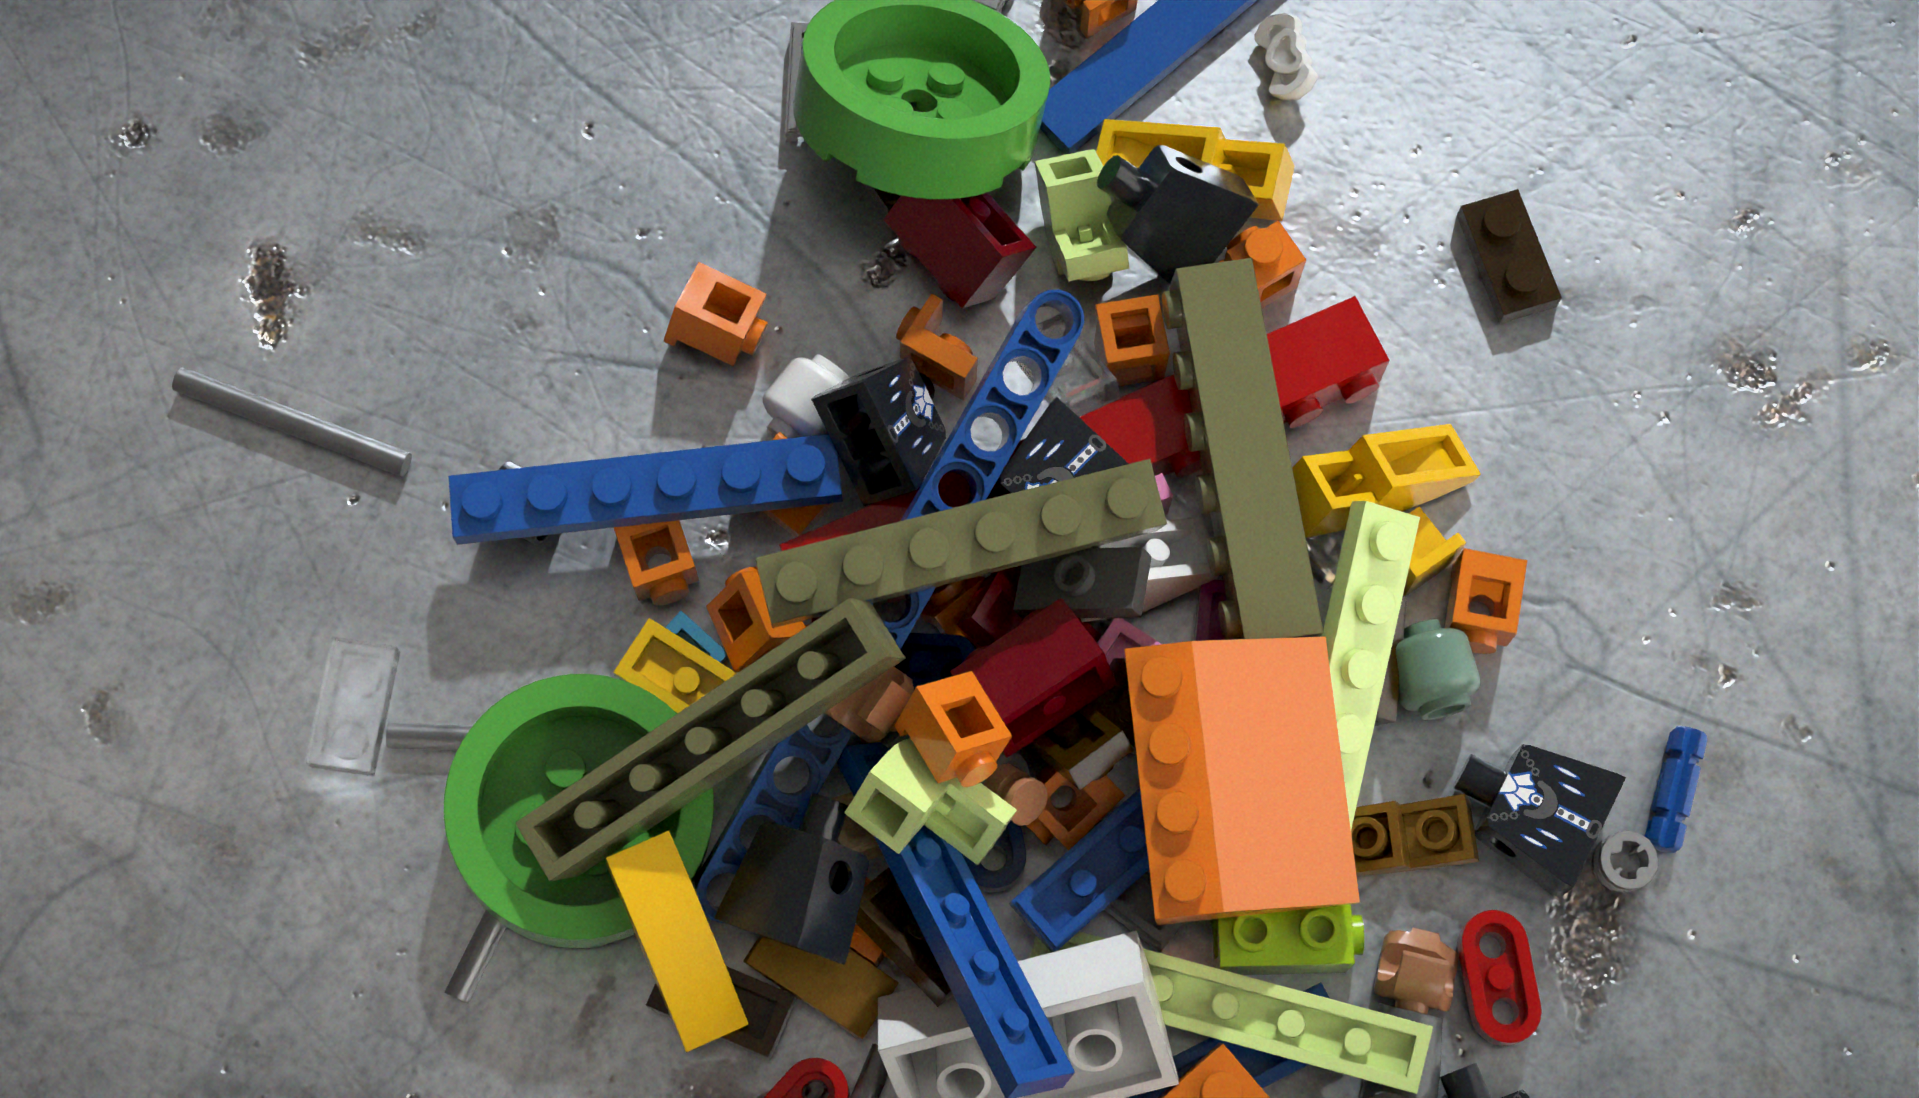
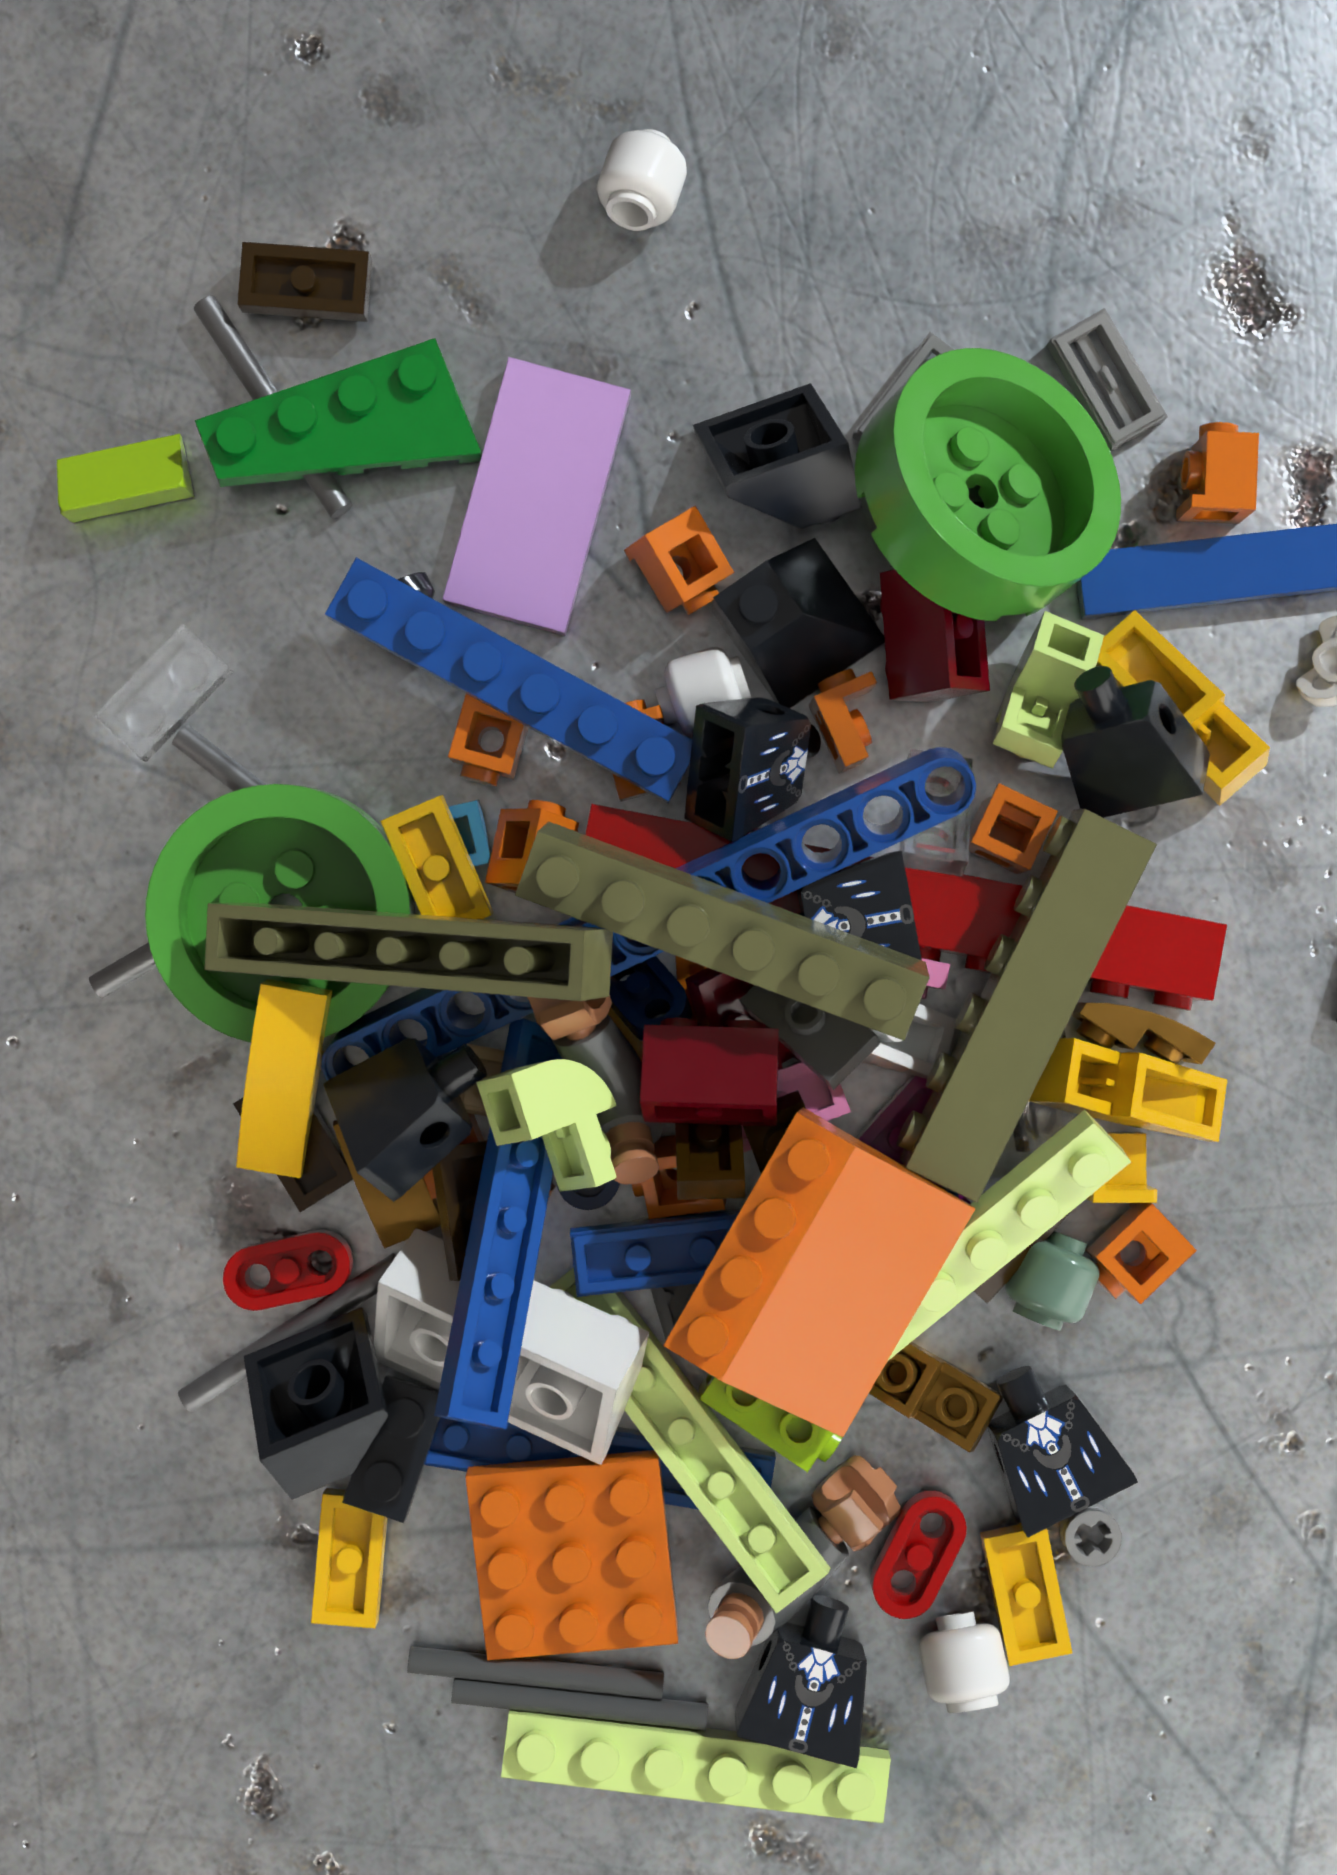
camera: 40 degrees right, 15 degrees up
(202, 559) = (123, 478): none -> lime slope
(254, 306) = (304, 281): none -> dark brown plate
(363, 388) = (348, 421): none -> green wing
(480, 55) = (641, 179): none -> white head
(562, 346) = (537, 496): none -> lavender tile
(746, 183) = (783, 458): none -> black slope
(841, 304) = (796, 622): none -> black slope
(955, 729) = (608, 1085): orange brick -> none
(1274, 257) = (1178, 832): orange brick -> none
(1340, 425) = (1125, 1025): none -> pearl gold slope
(1605, 1039) = (964, 1663): none -> white head
(1611, 946) = (1026, 1594): none -> yellow plate
(1676, 788) = (1176, 1507): blue axle -> none

